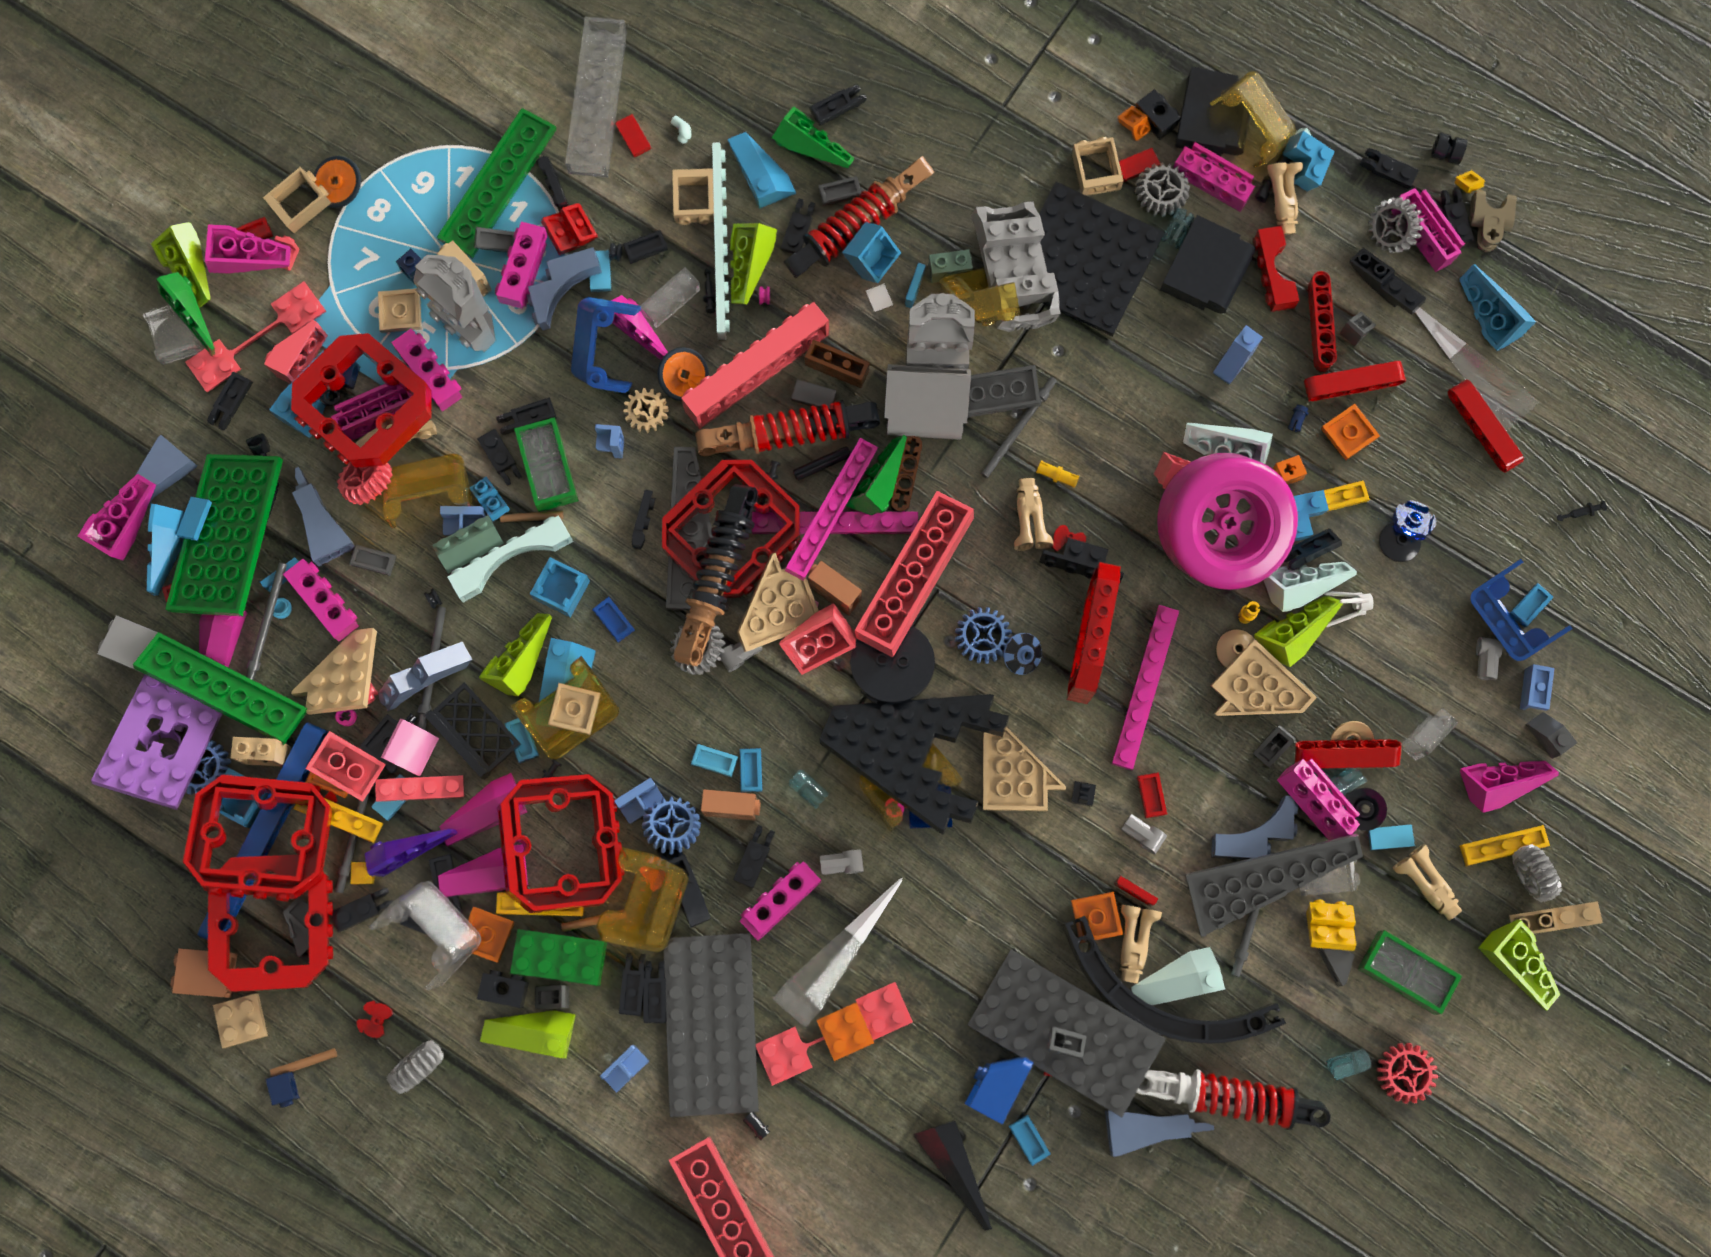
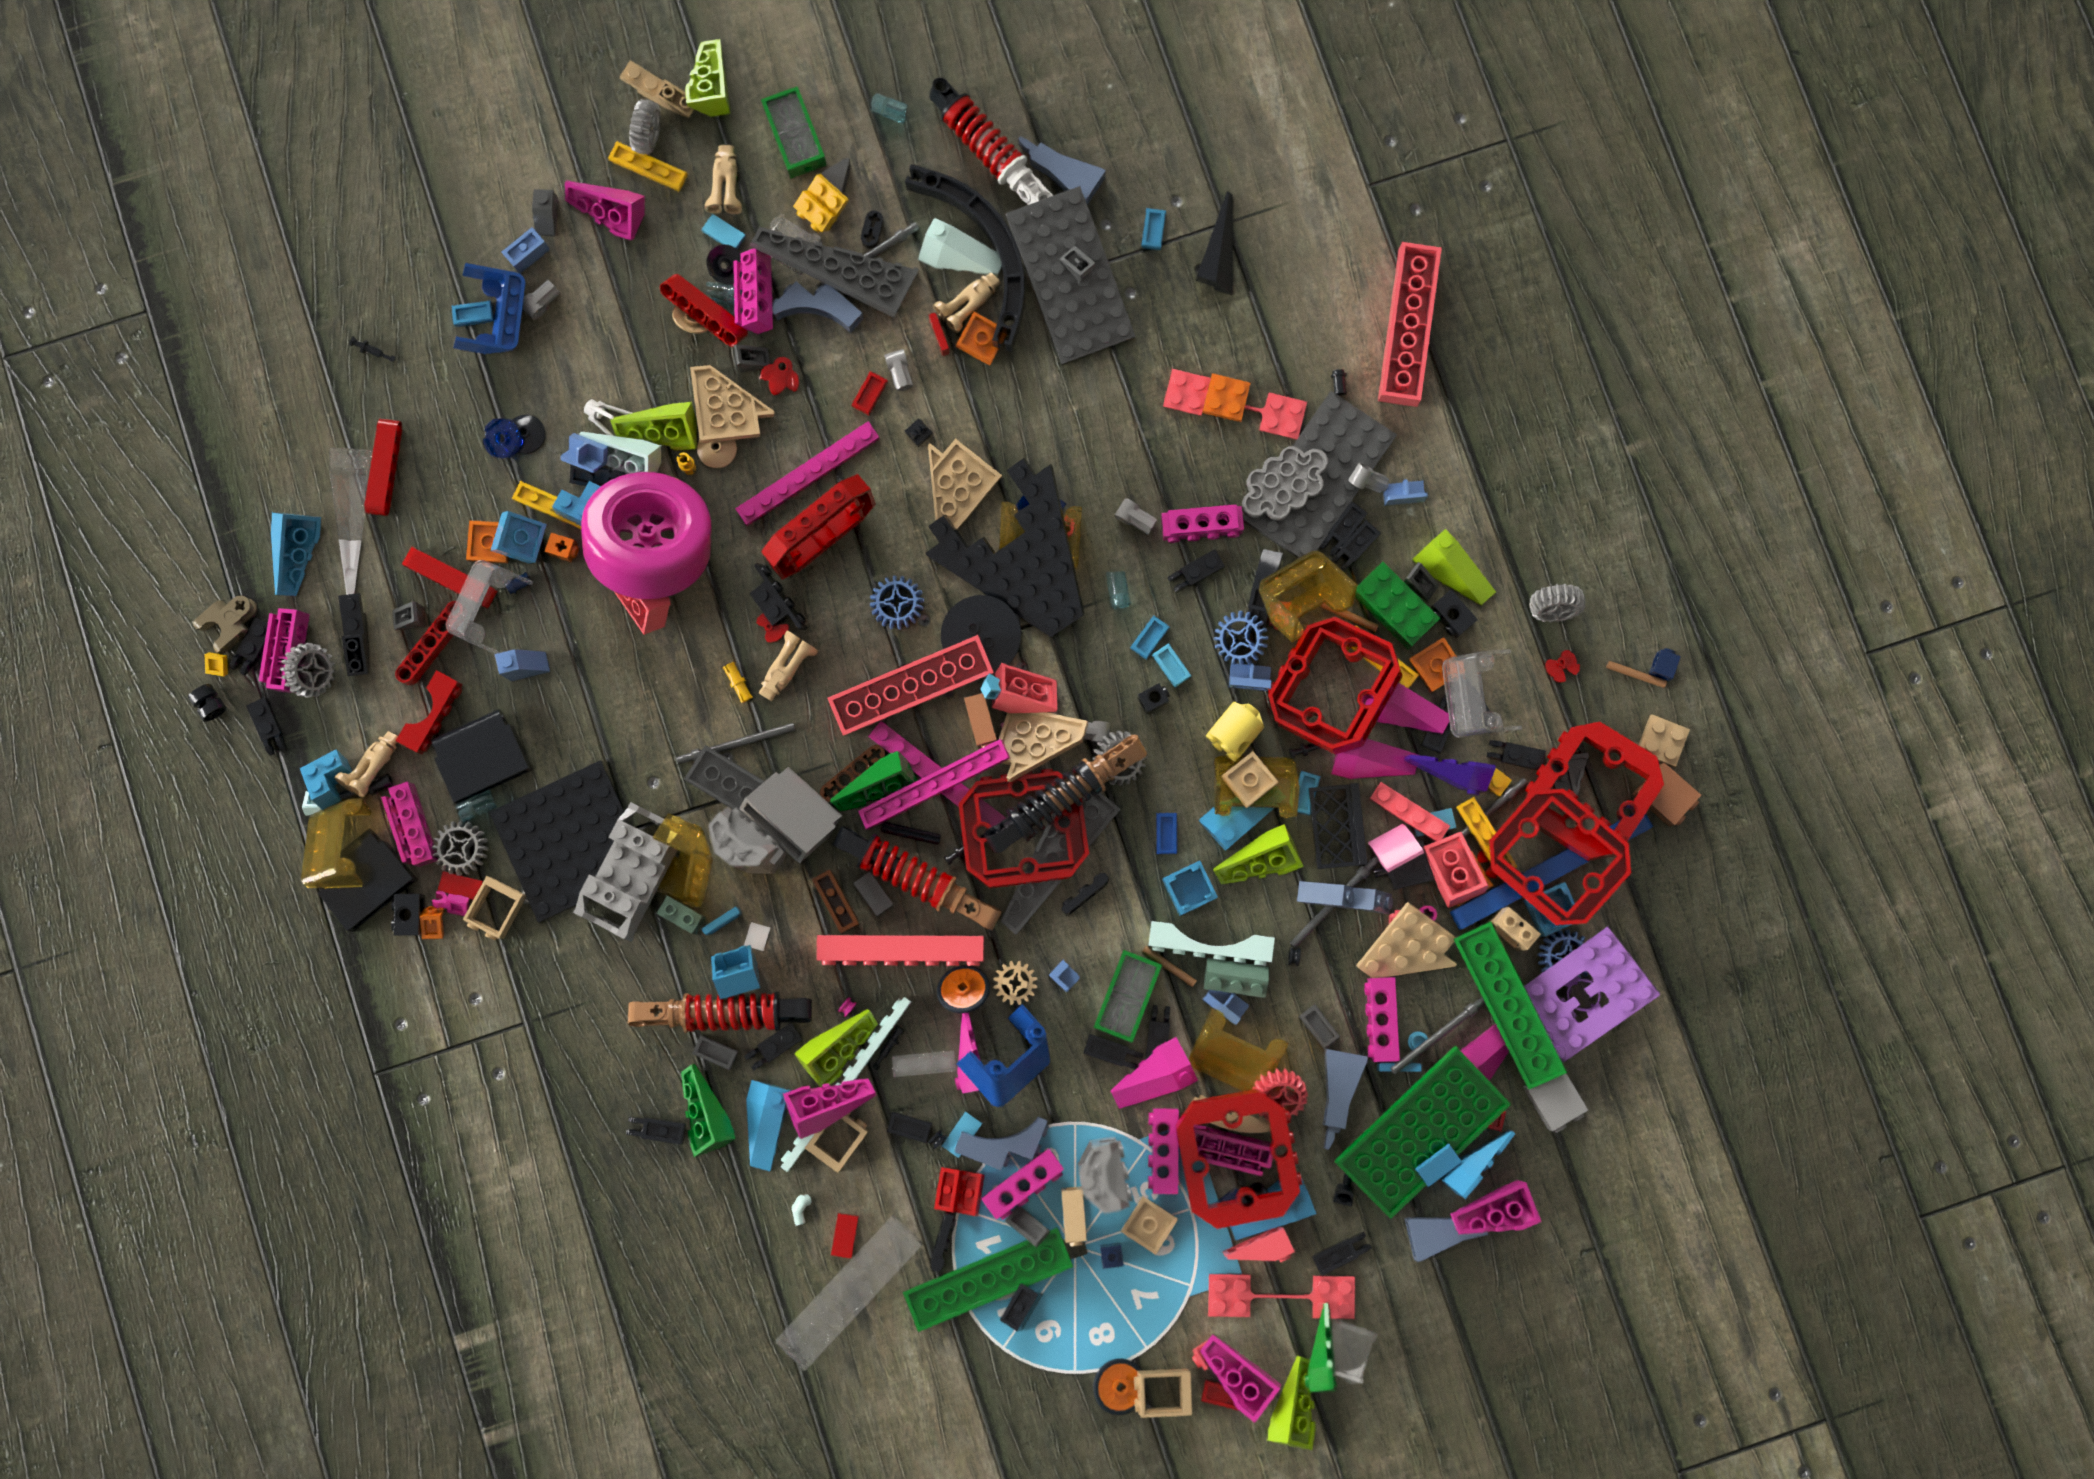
camera: 140 degrees left, 5 degrees up
(455, 178) = (1020, 1307): none -> black panel
(473, 426) = (1158, 1075): none -> dark pink wedge
(489, 498) = (1191, 1006): dark azure slope -> none
(617, 743) = (1236, 729): none -> light yellow cylinder
(667, 1052) = (1366, 477): none -> light grey piece
(707, 710) = (1147, 704): none -> black brick
(723, 203) = (820, 1107): none -> dark pink wedge
(730, 805) = (1186, 618): nougat brick -> none
(734, 990) = (1284, 483): none -> light grey plate
(814, 982) = (1220, 448): clear plate -> none
(846, 615) = (990, 687): none -> medium azure piece
(998, 1087) = (1147, 269): blue windscreen -> none
(1015, 651) = (879, 566): dish -> none
(1130, 146) = (453, 903): none -> dark pink plate
(1223, 439) = (586, 598): light aqua wedge -> none
(1236, 747) = (780, 379): none -> red plate
(1274, 939) = (867, 228): none -> black beam
(1327, 393) = (470, 598): none -> clear windscreen
(1328, 449) = (518, 537): none -> dark azure container
(1336, 557) = (585, 453): none -> medium blue panel
(1403, 1065) = (842, 63): coral gear -> none
(1429, 734) = (634, 275): clear panel -> none

